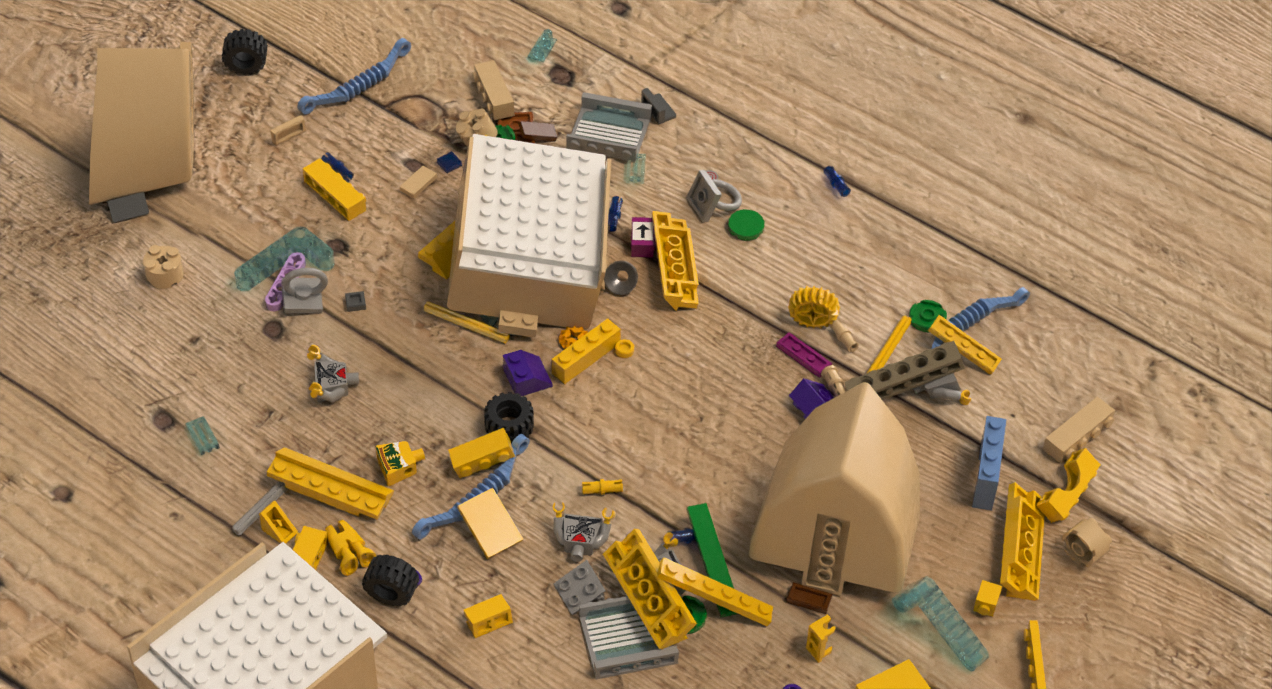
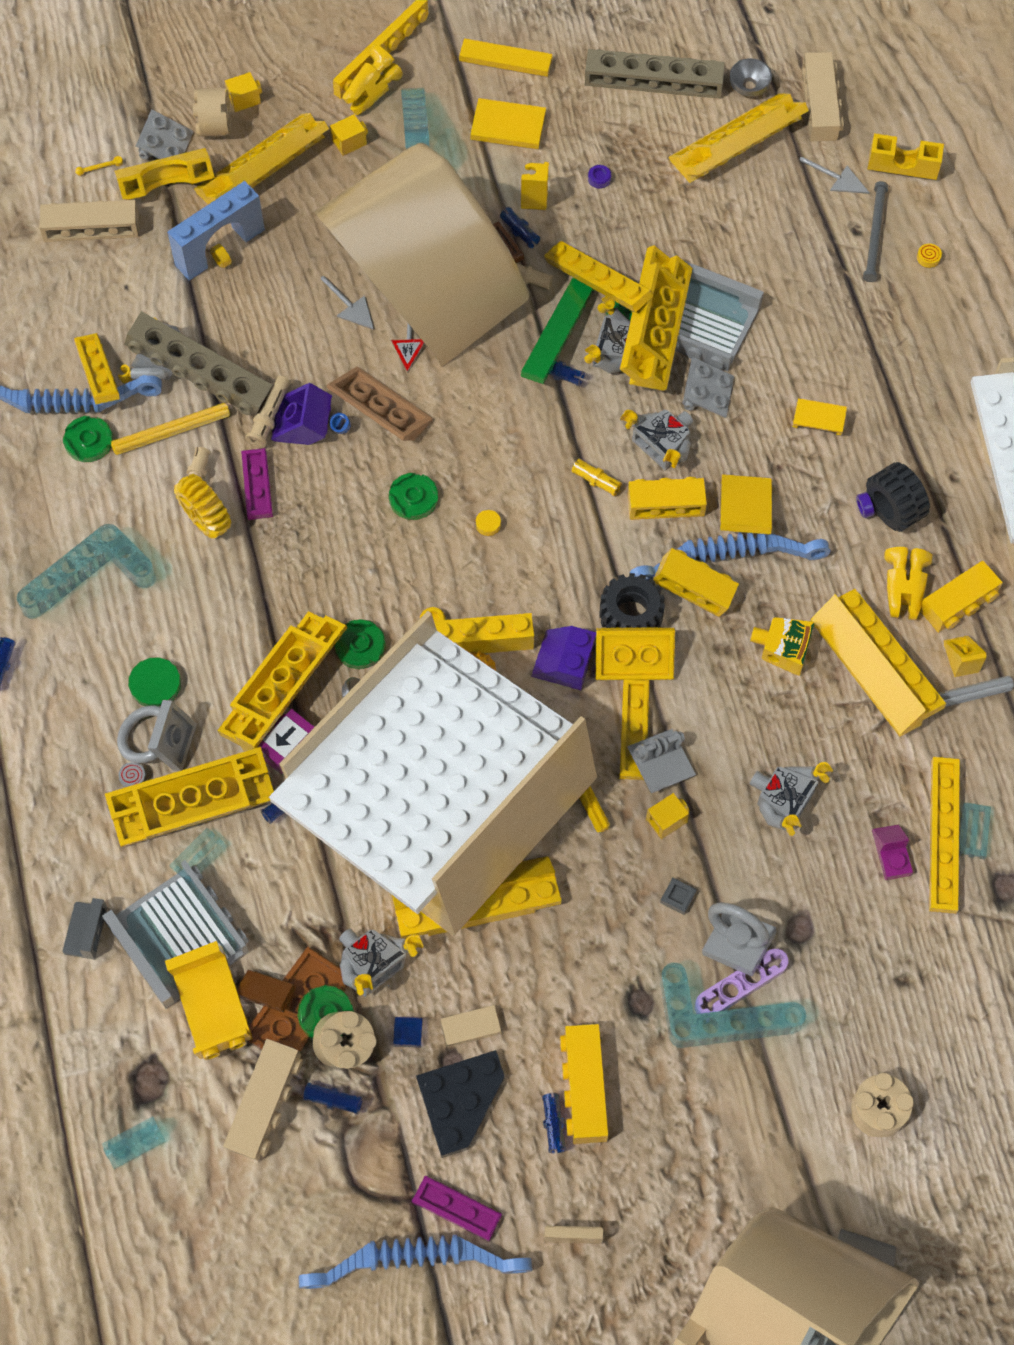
camera: 140 degrees left, 15 degrees up
(219, 419) = (944, 835): none -> yellow plate
(246, 394) = (892, 851): none -> magenta slope
(358, 112) = (457, 1208): none -> magenta tile
(393, 329) = (668, 815): none -> yellow brick
(396, 152) = (459, 1099): none -> black plate
(421, 353) = (662, 760): none -> light grey hinge
(452, 366) = (633, 725): none -> yellow tile
(454, 115) = (332, 1098): none -> clear blue pin
(484, 393) = (635, 653): none -> yellow tile
(539, 501) = (666, 498): none -> yellow brick
(560, 112) = (210, 1000): none -> yellow panel
(644, 419) = (488, 522): none -> yellow tile
(653, 311) = (360, 644): none -> green tile
(661, 179) = (189, 797): none -> yellow slope
(704, 407) = (413, 496): none -> green tile
(764, 437) = (380, 404): none -> medium nougat slope
(769, 585) = (535, 277): none -> tan pin
(790, 414) = (336, 422): none -> blue hinge
(805, 614) = (519, 227): none -> clear blue pin
(843, 267) = (84, 568): none -> clear light blue beam
(972, 462) = (220, 255): none -> yellow tile
(1014, 646) = (369, 83): none -> yellow piece
(1089, 580) = (243, 91): none -> yellow brick
(1103, 509) = (162, 137): none -> light grey hinge
(1113, 485) = (117, 161): none -> yellow hinge

